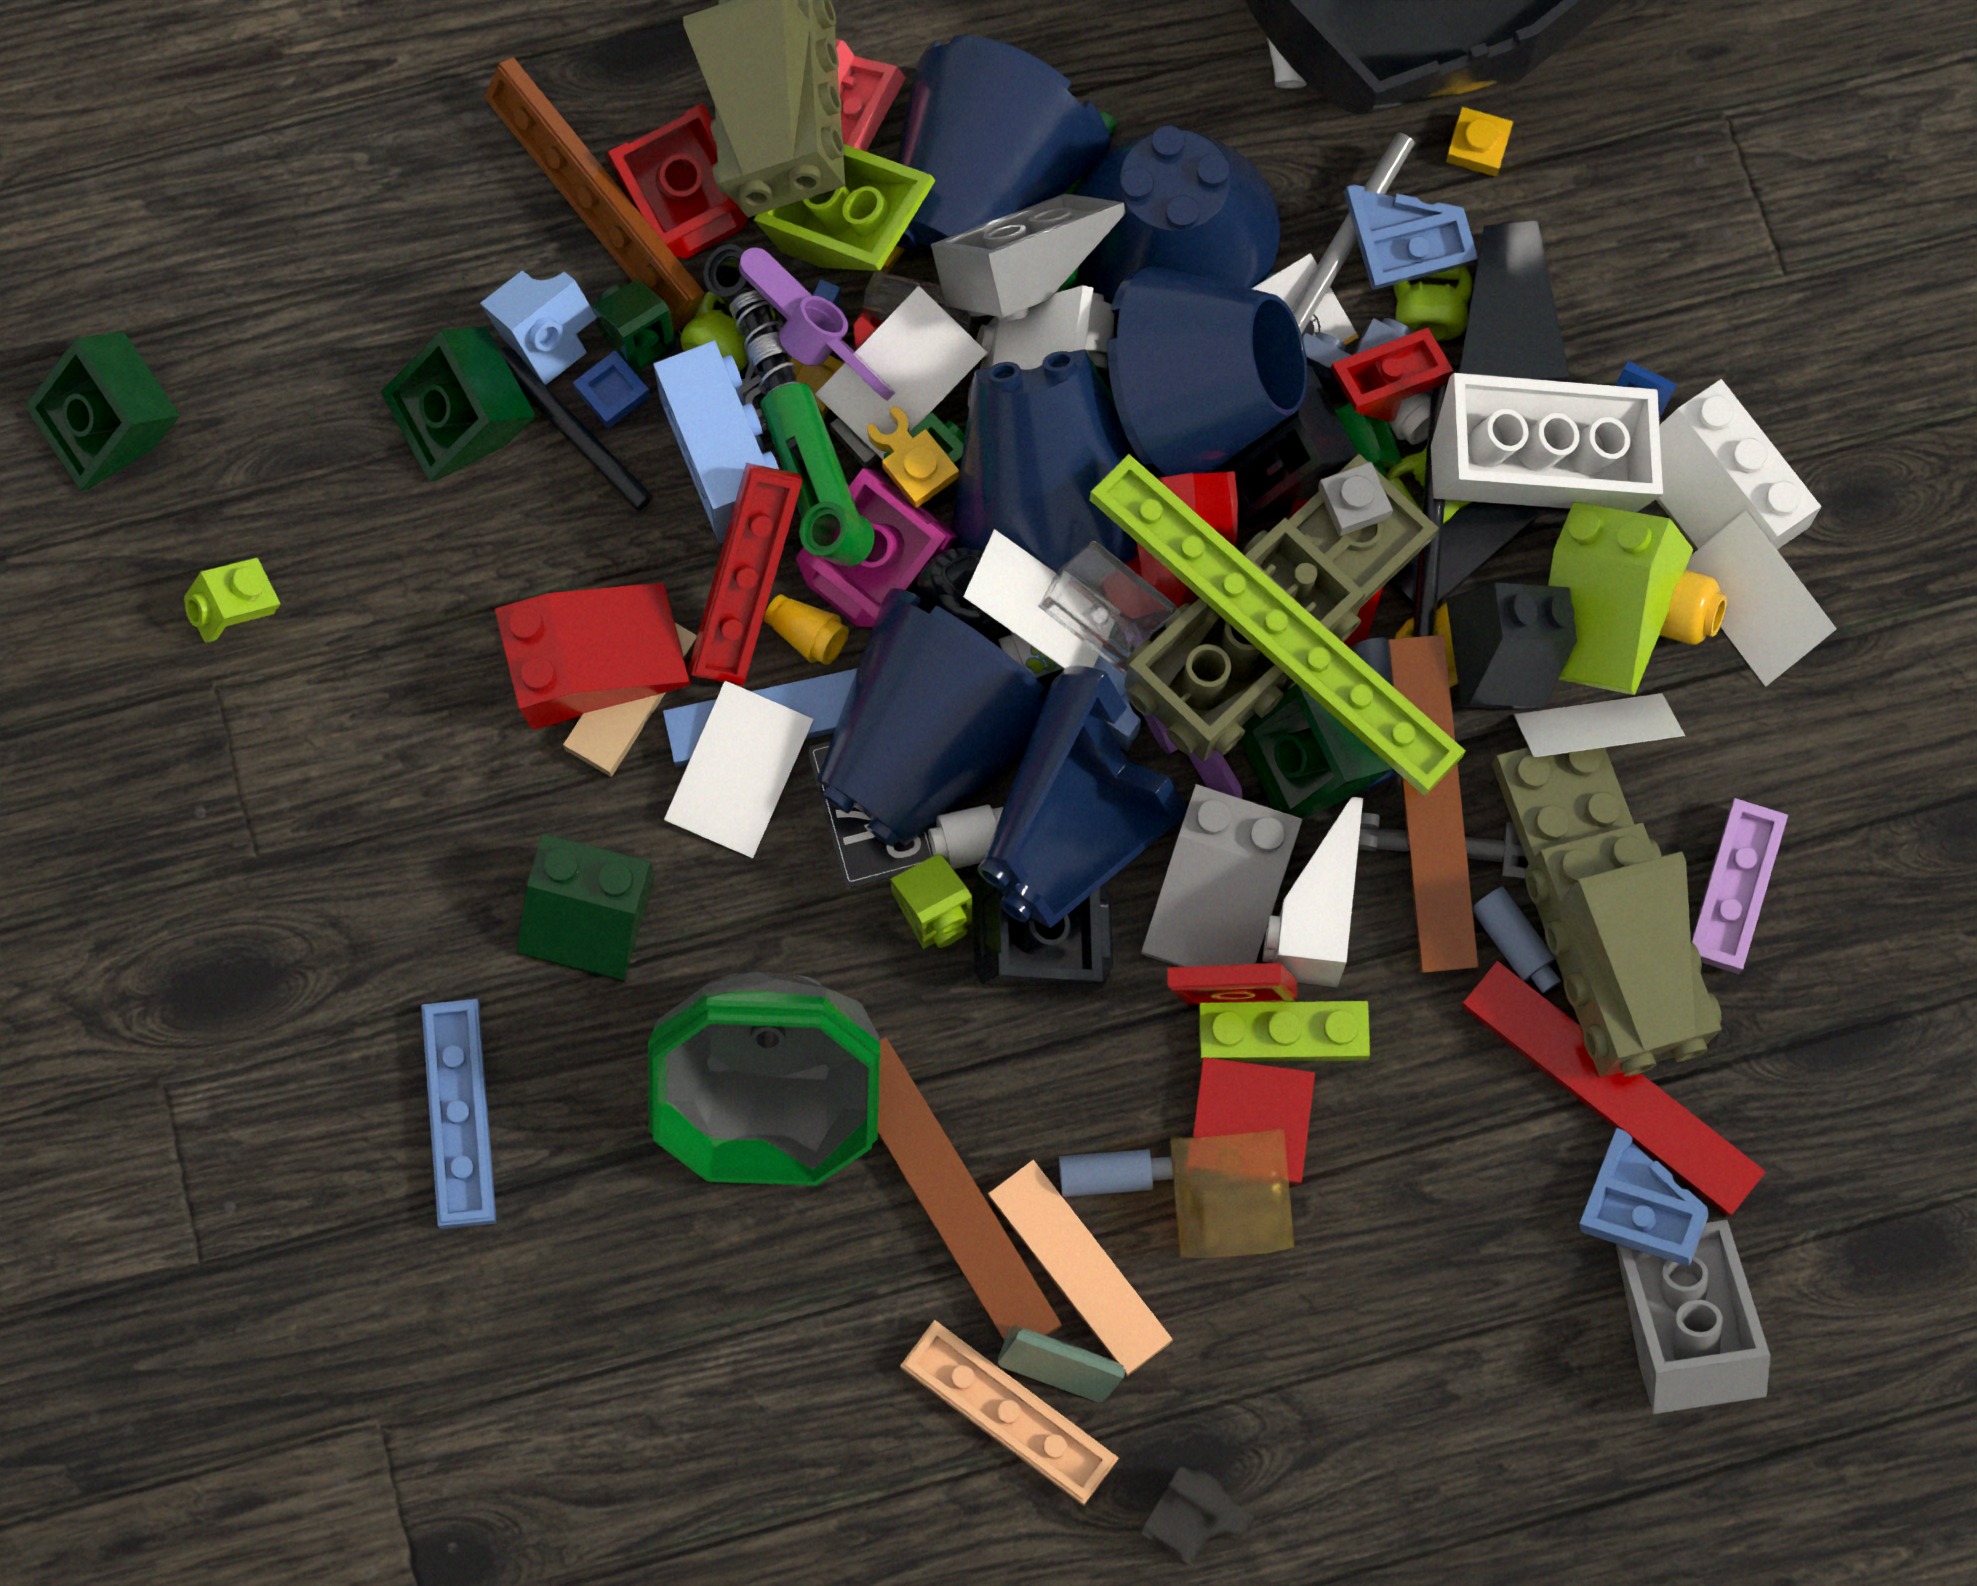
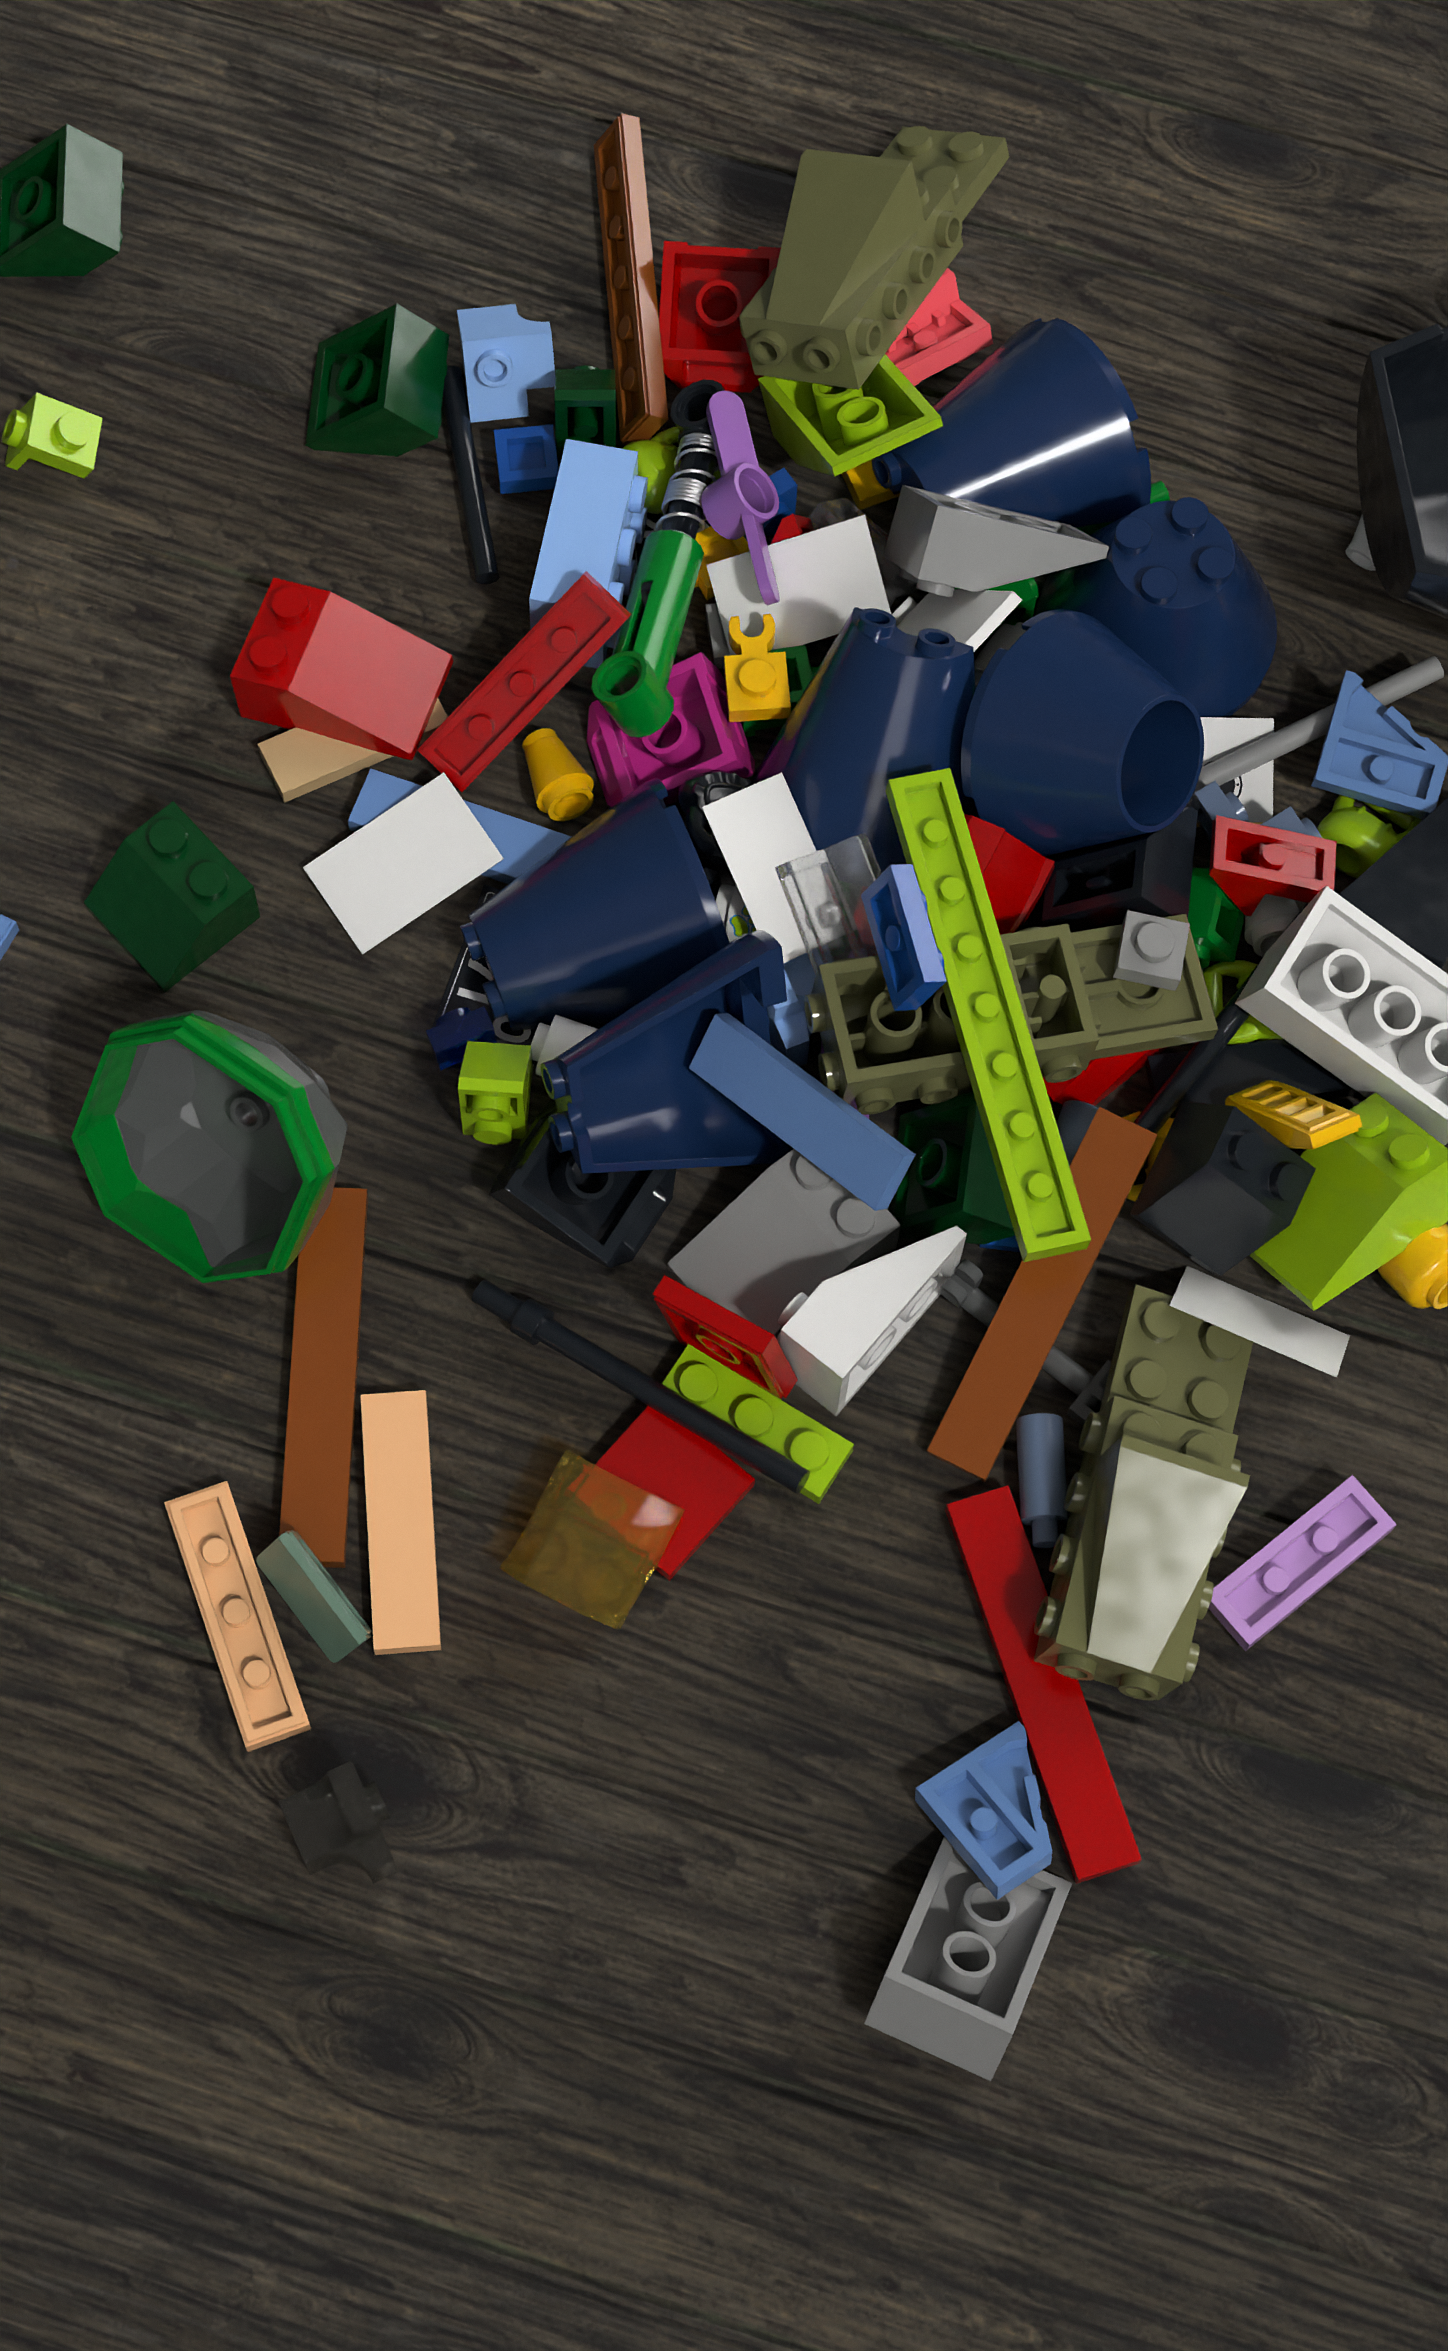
camera: 30 degrees right, 5 degrees down
(875, 875) = (454, 1030): none -> clear blue plate
(1076, 1058) = (536, 1325): none -> black bar
(1112, 1172) = (490, 1448): sand blue cylinder -> none
(1180, 780) = (802, 1111): none -> medium blue tile
(1182, 606) = (904, 937): none -> blue plate
(1527, 558) = (1295, 1115): none -> yellow slope

